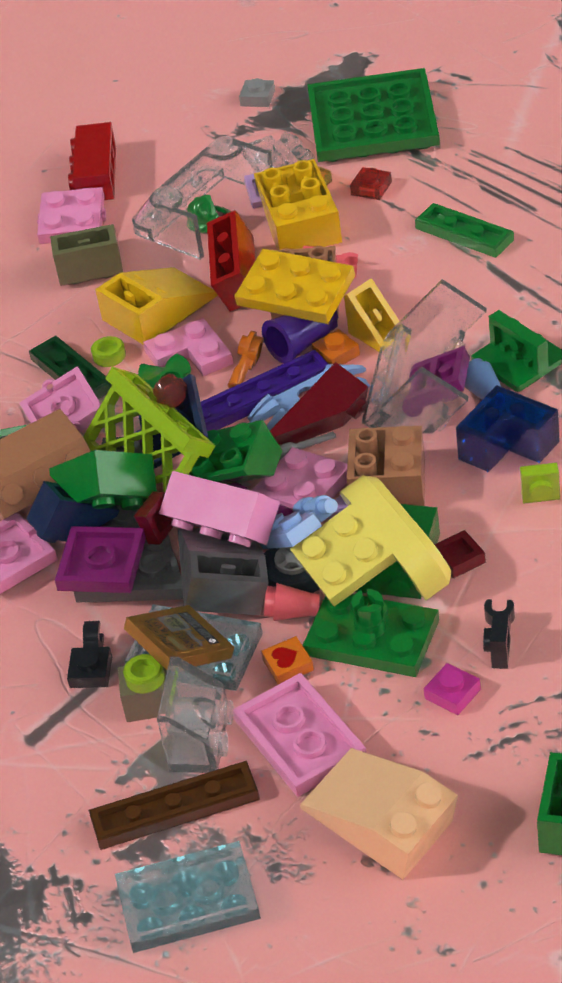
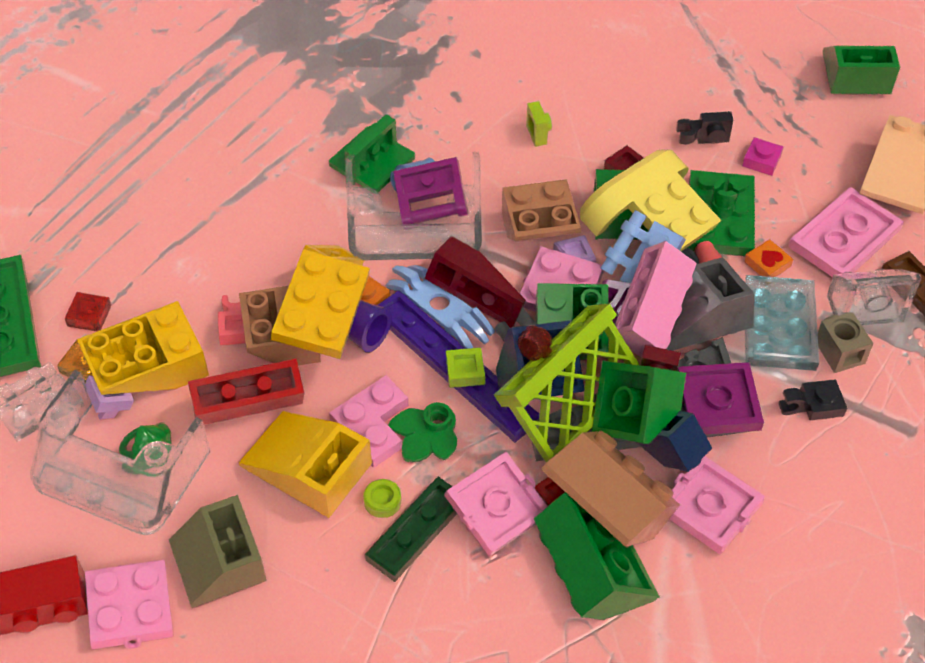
camera: 110 degrees left, 10 degrees up
(143, 674) = (849, 325): lime tile -> none
(179, 634) = (802, 308): pearl gold tile -> none
(213, 392) = (465, 367): none -> lime plate
(250, 350) = (381, 358): orange plate -> none
(464, 230) = (174, 225): green tile -> none
(504, 424) = (484, 133): clear blue brick -> none

